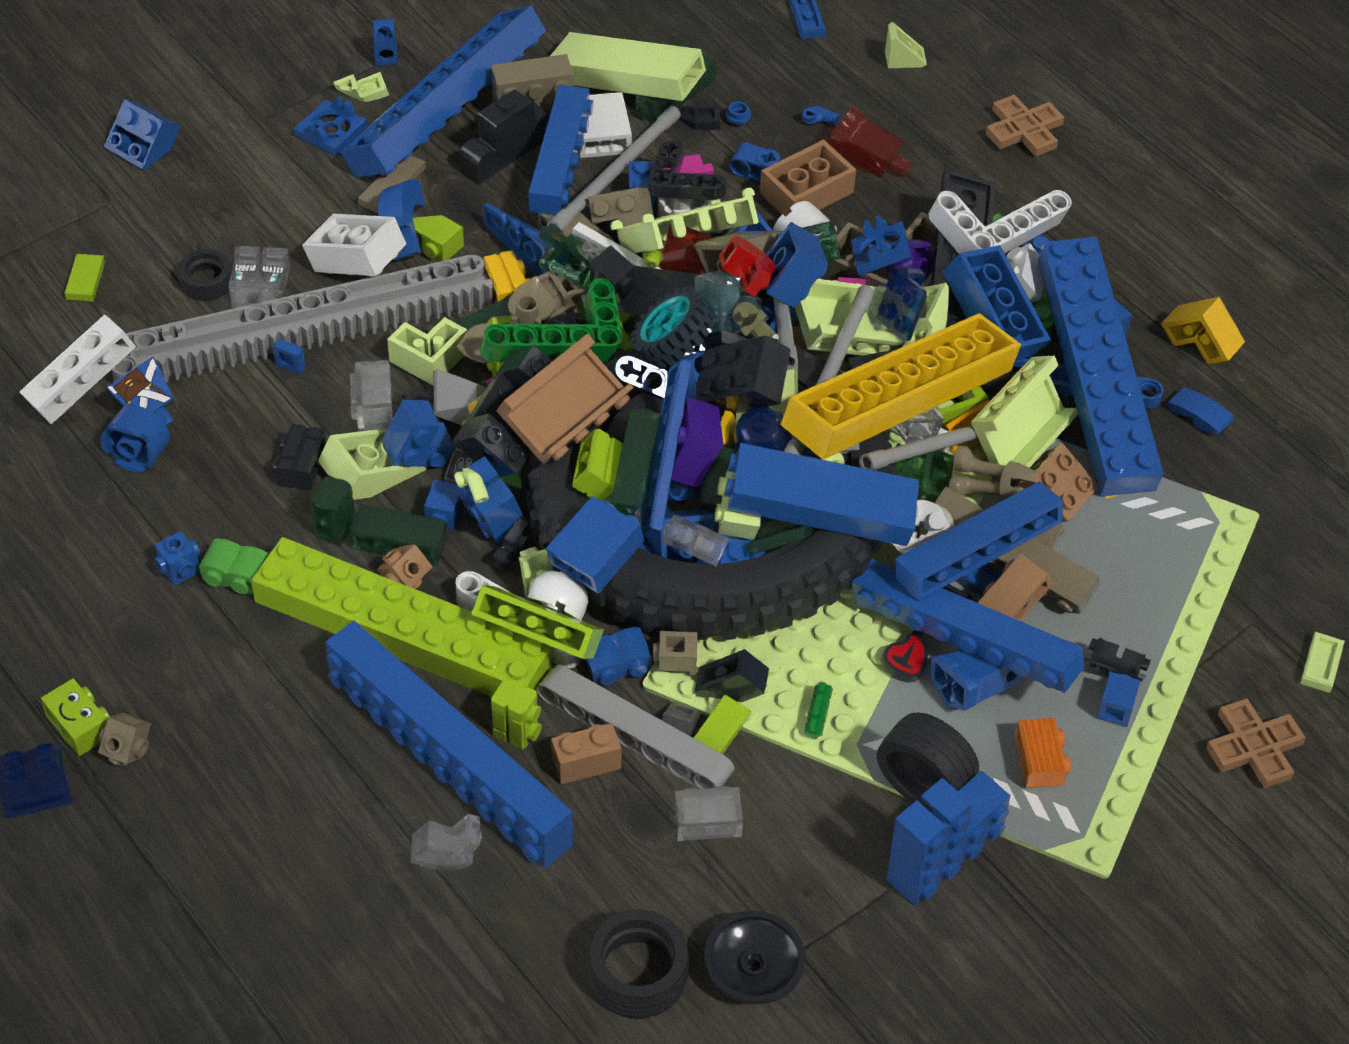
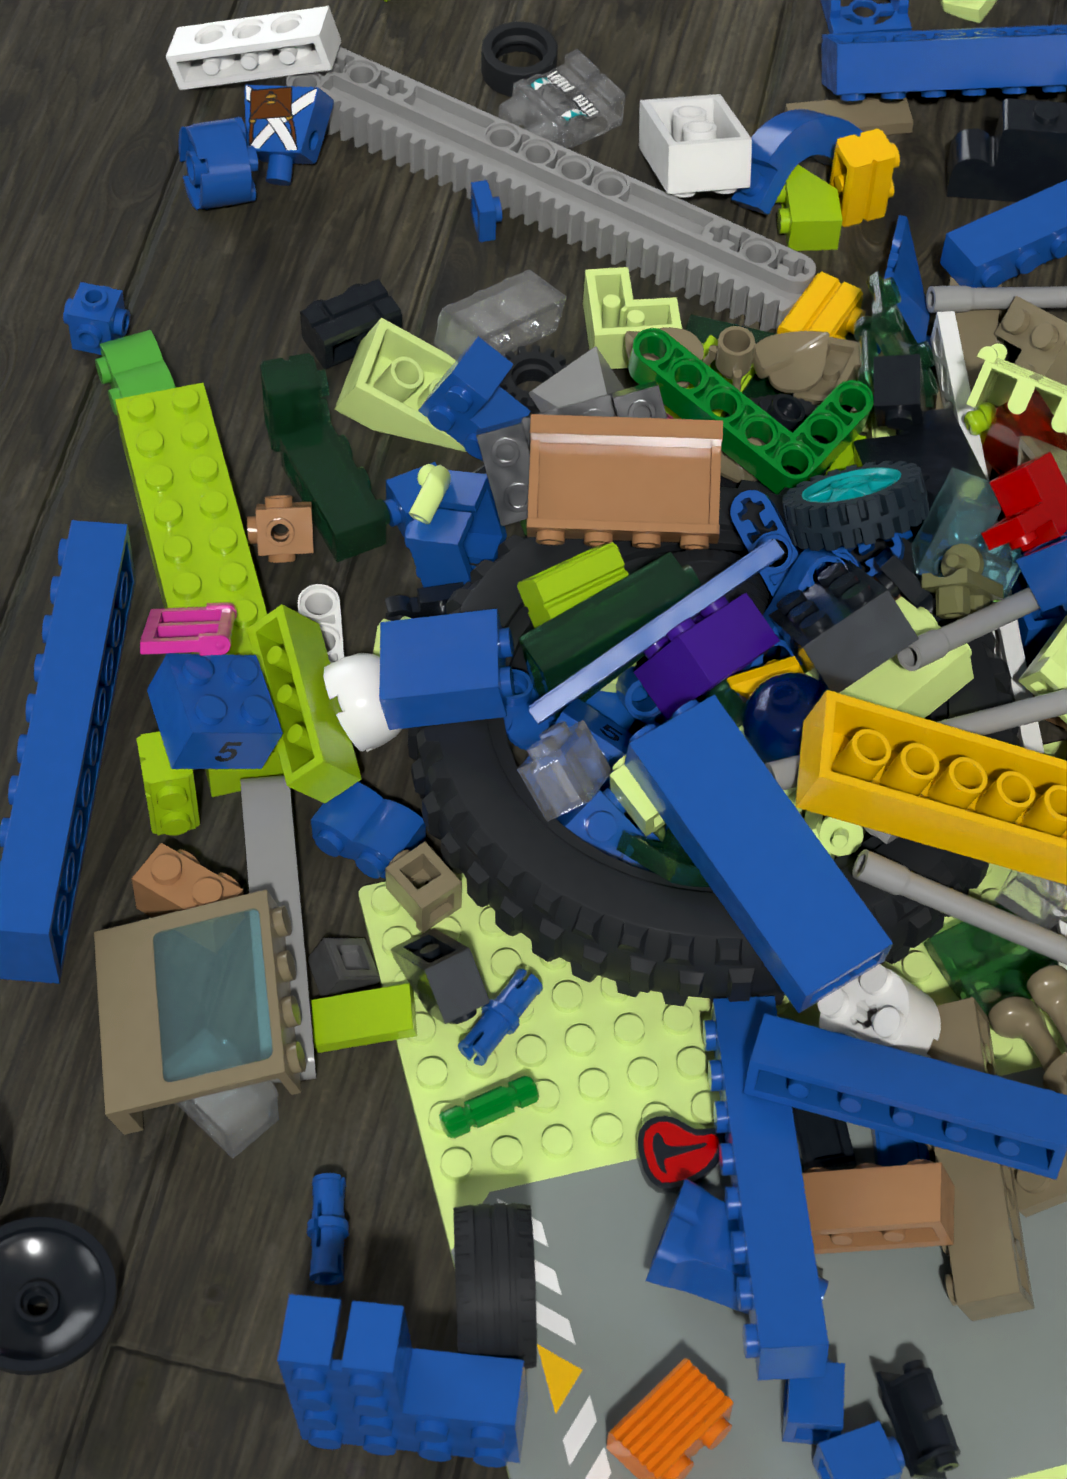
camera: 50 degrees right, 5 degrees up
(445, 196) = (864, 175): none -> yellow brick
(465, 620) = (210, 623): none -> dark pink window
(514, 655) = (214, 711): none -> blue brick
(658, 787) = (196, 1005): none -> panel
(777, 673) = (500, 1017): none -> blue pin
(836, 832) = (327, 1229): none -> blue pin
(1079, 697) = (814, 1406): none -> blue brick

